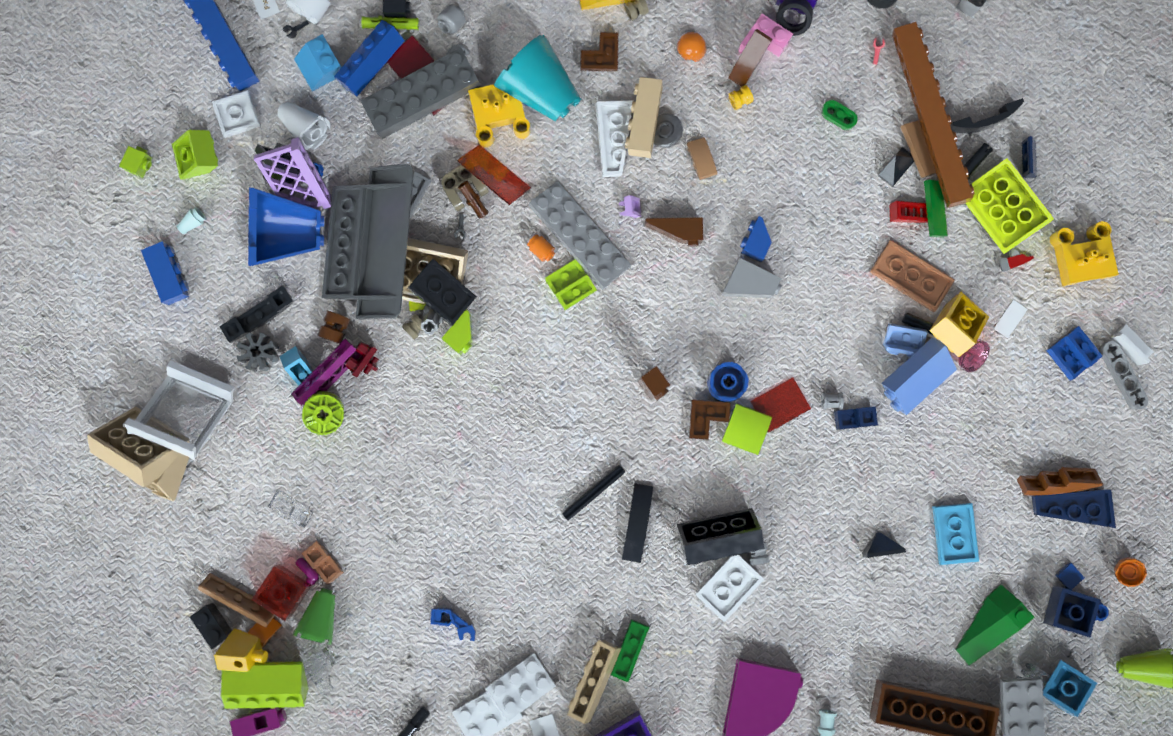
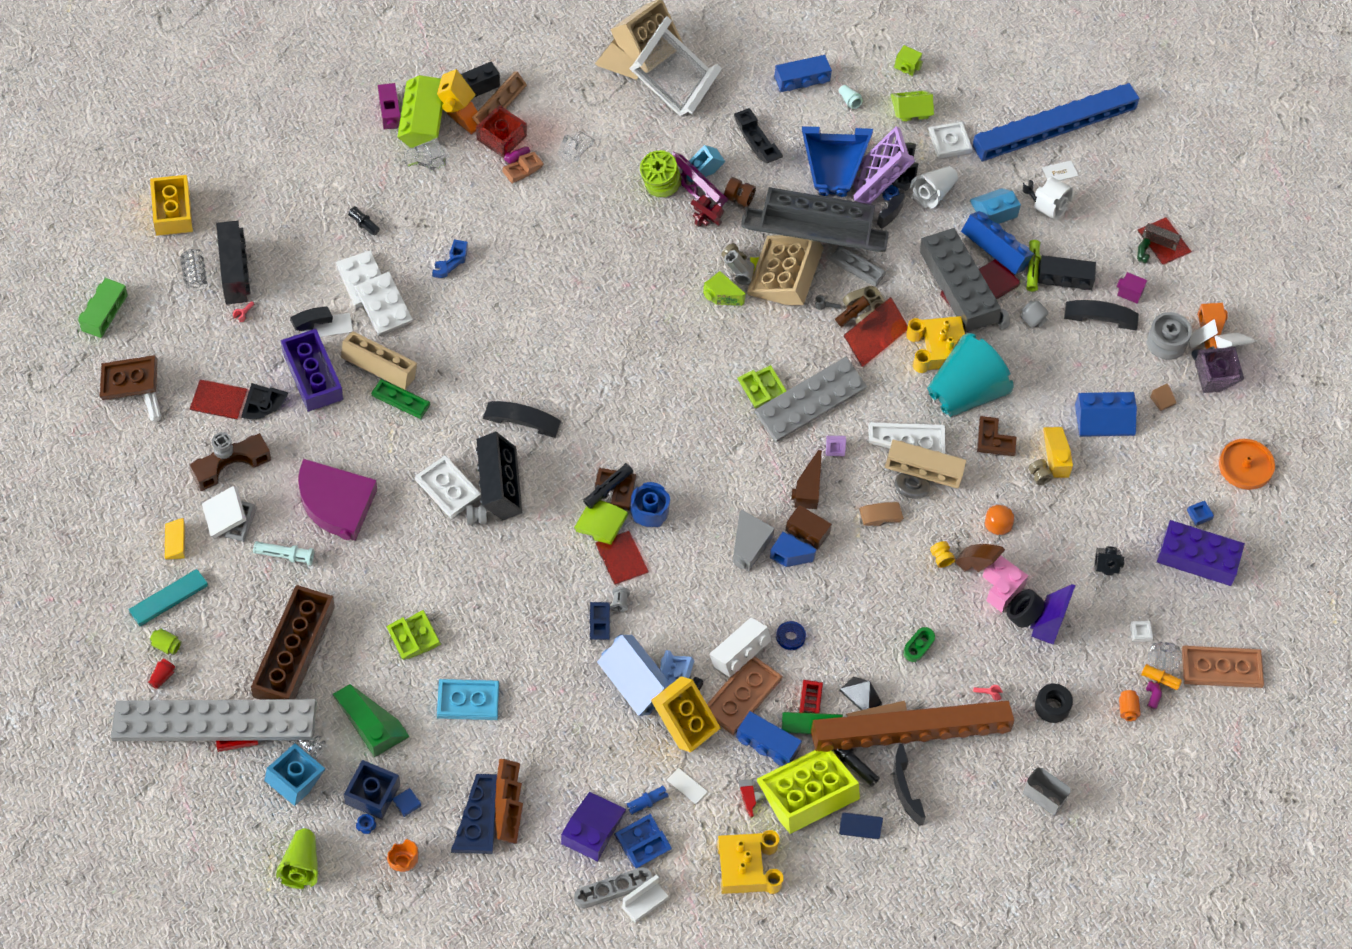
camera: 95 degrees right, 25 degrees down
(261, 345) = (723, 134): dark grey gear -> none
(318, 618) = (473, 155): bright green cone -> none
(335, 166) = (894, 207): none -> black slope
(442, 292) = (763, 272): black tile -> none
(541, 248) = (800, 365): orange brick -> none
(593, 492) = (556, 385): black axle -> none
(654, 384) = (655, 433): reddish brown brick -> none
(728, 227) = (808, 526): none -> reddish brown piece
(730, 440) = (607, 486): none -> black pin
(850, 229) = (791, 626): none -> clear blue piece
(871, 279) = (740, 647): none -> white brick
(881, 546) = (466, 627): black slope -> none
(896, 596) = (413, 635): none -> lime slope
(960, 246) = (768, 739): none -> blue brick
(974, 356) = (645, 733): clear pink piece -> none
(1035, 353) = (647, 800): none -> blue pin
(1069, 400) = (592, 826): none -> dark purple slope

